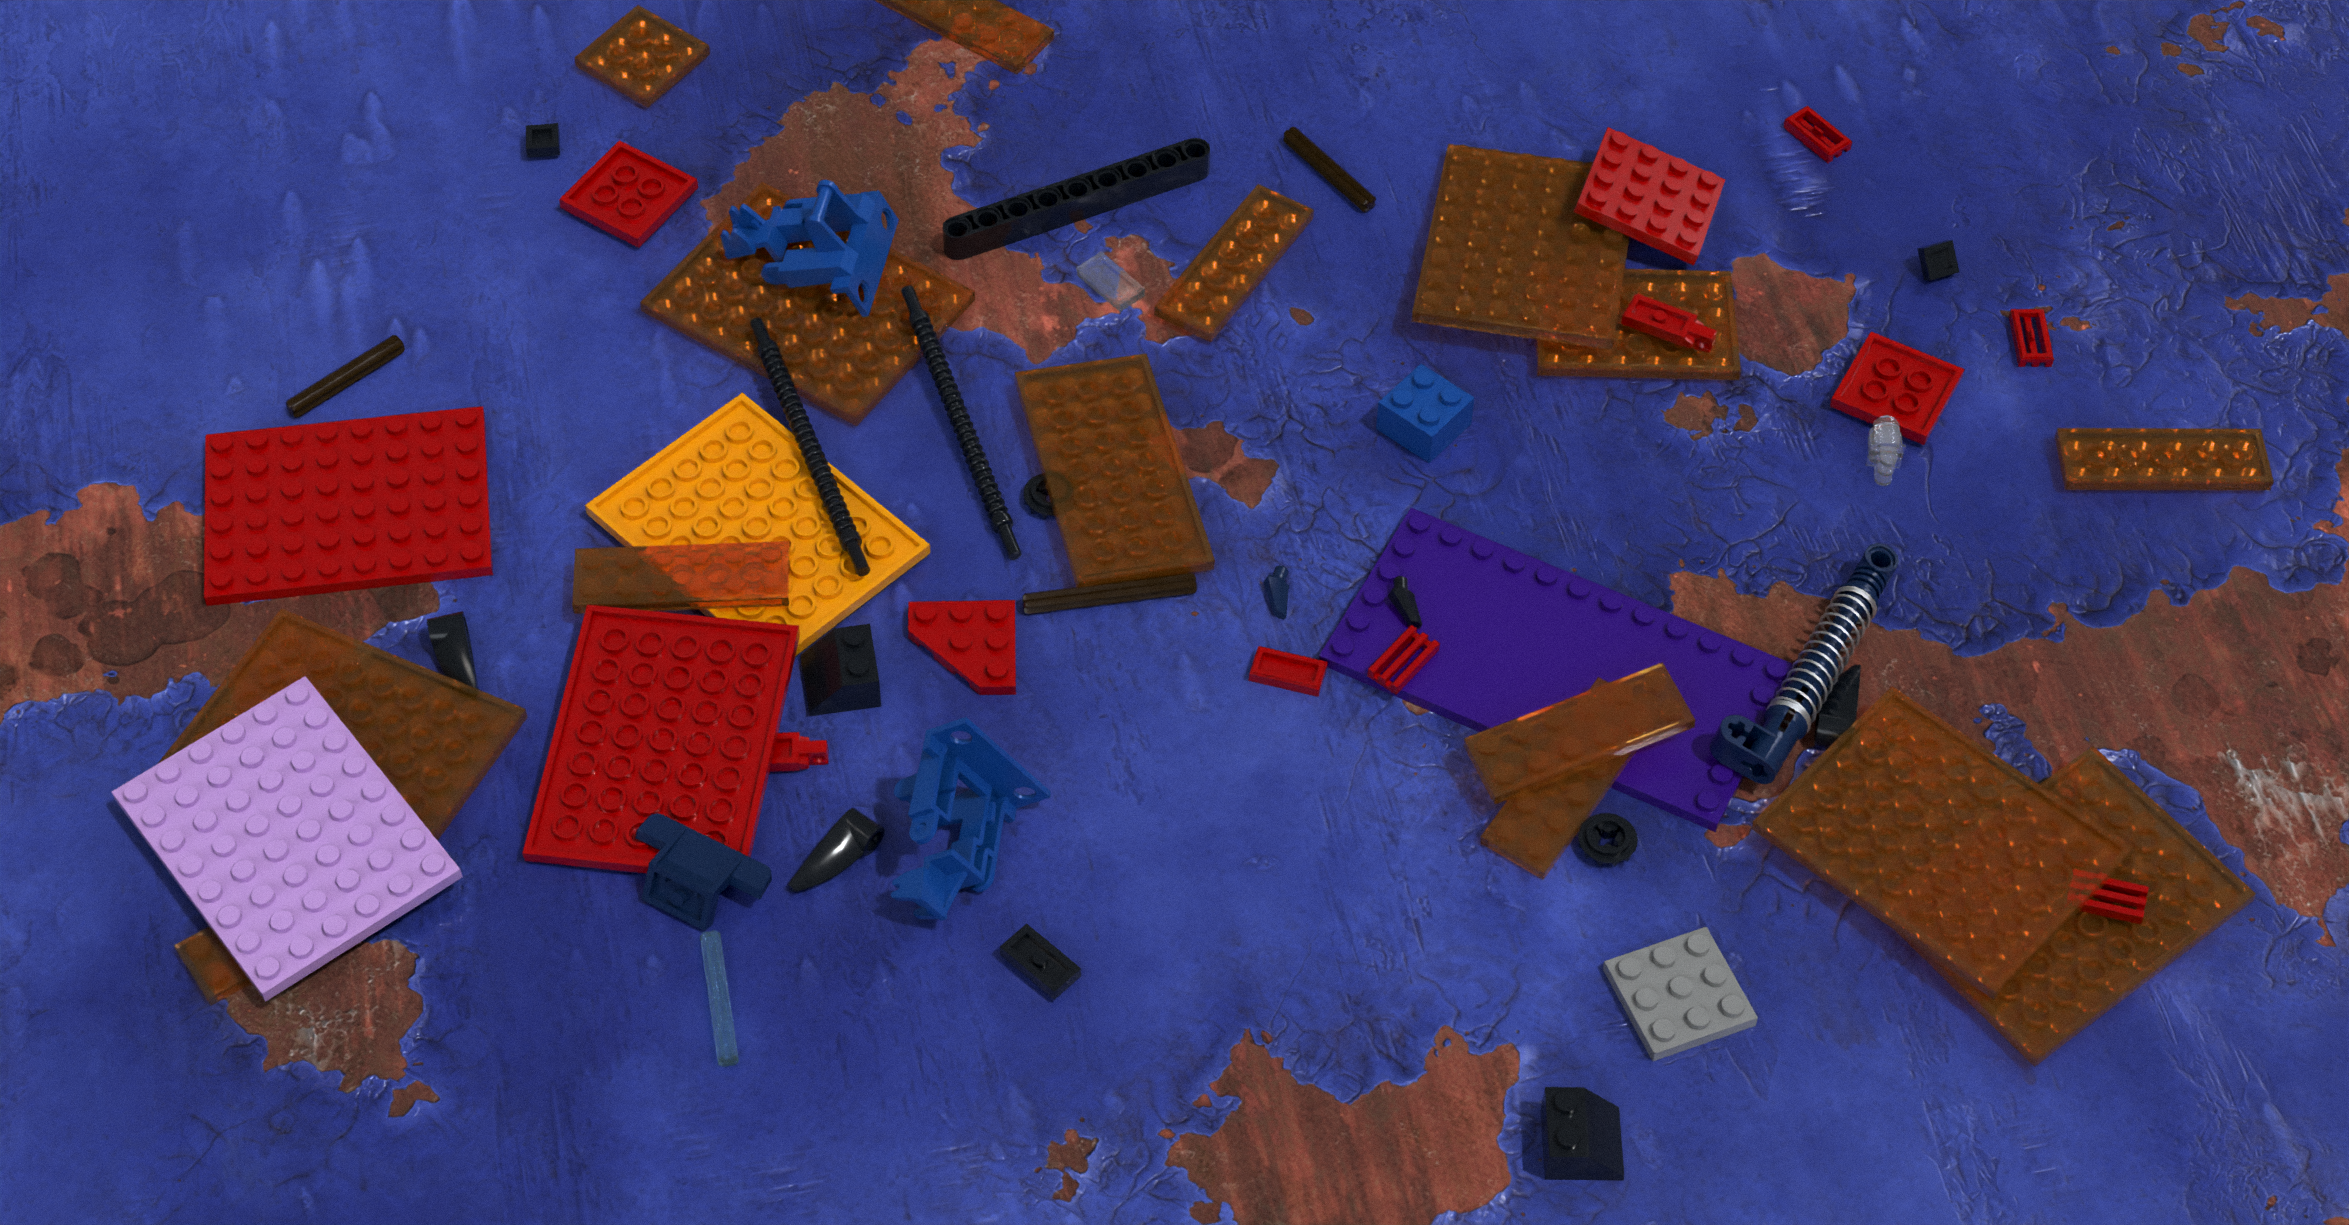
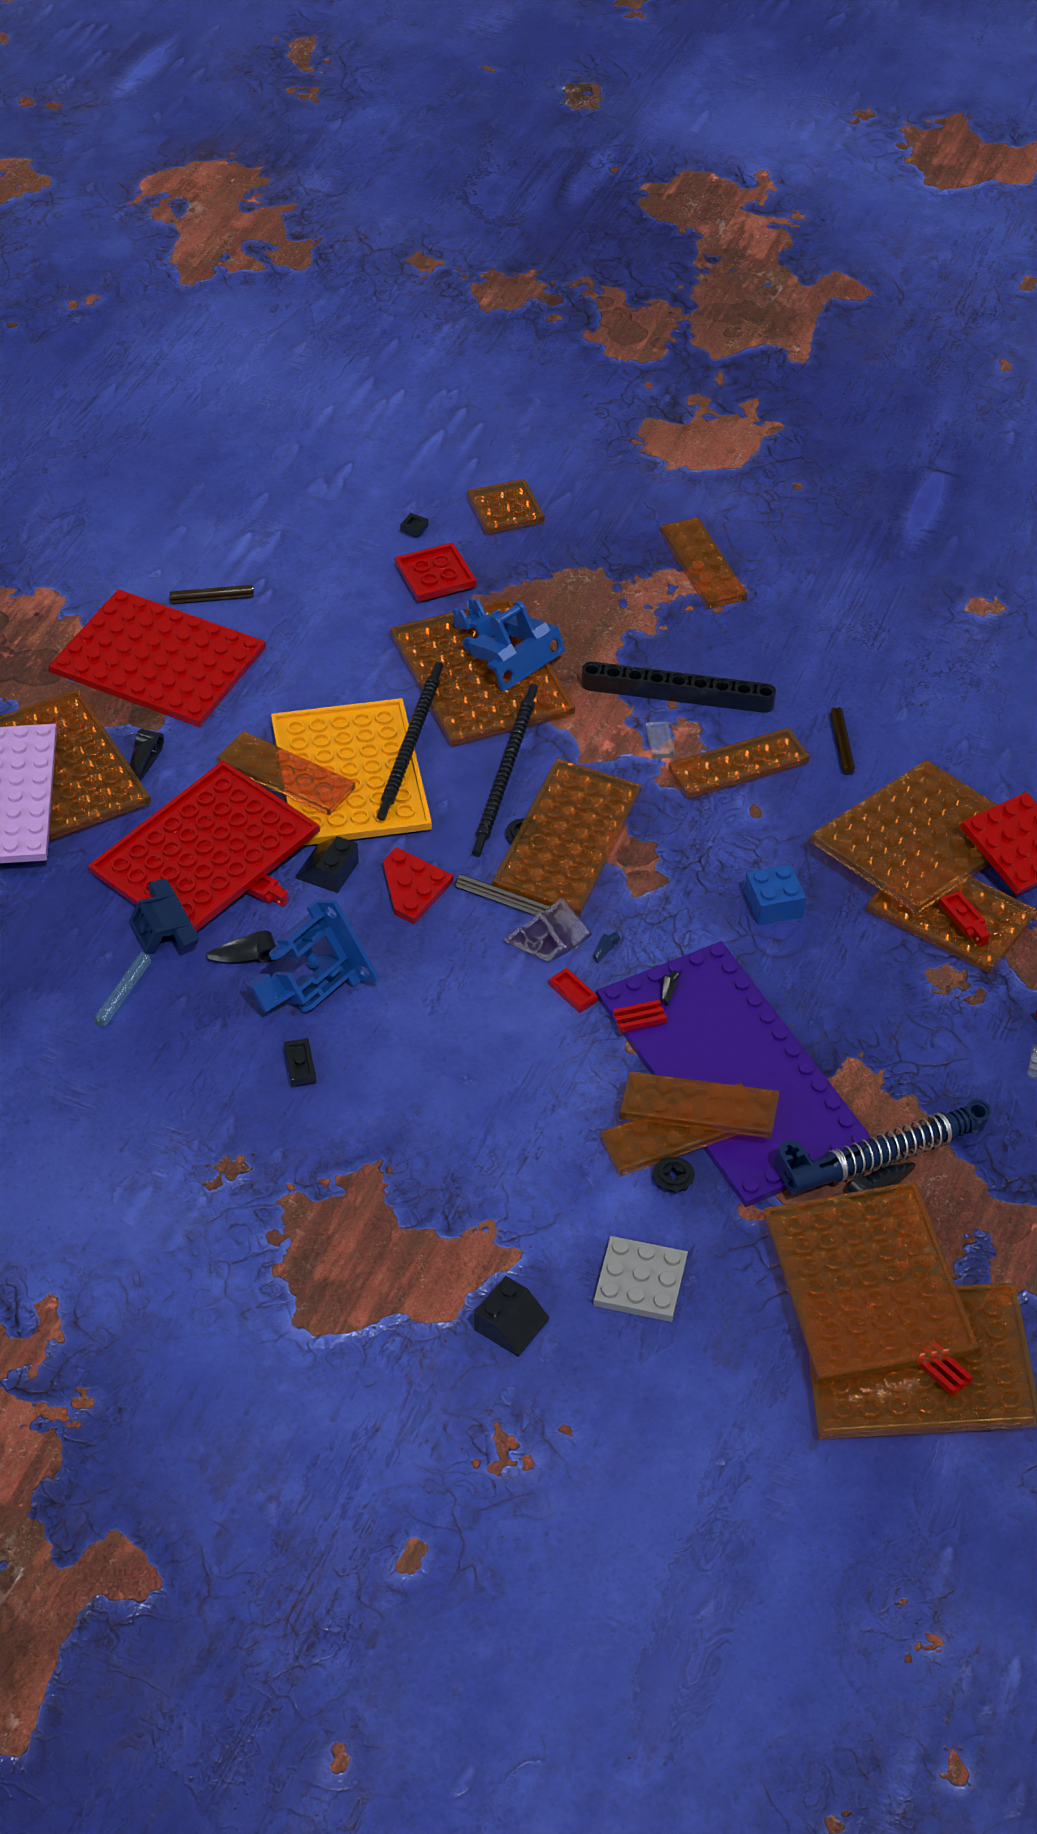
camera: 35 degrees right, 5 degrees down
(1201, 610) = (551, 932): none -> clear purple slope

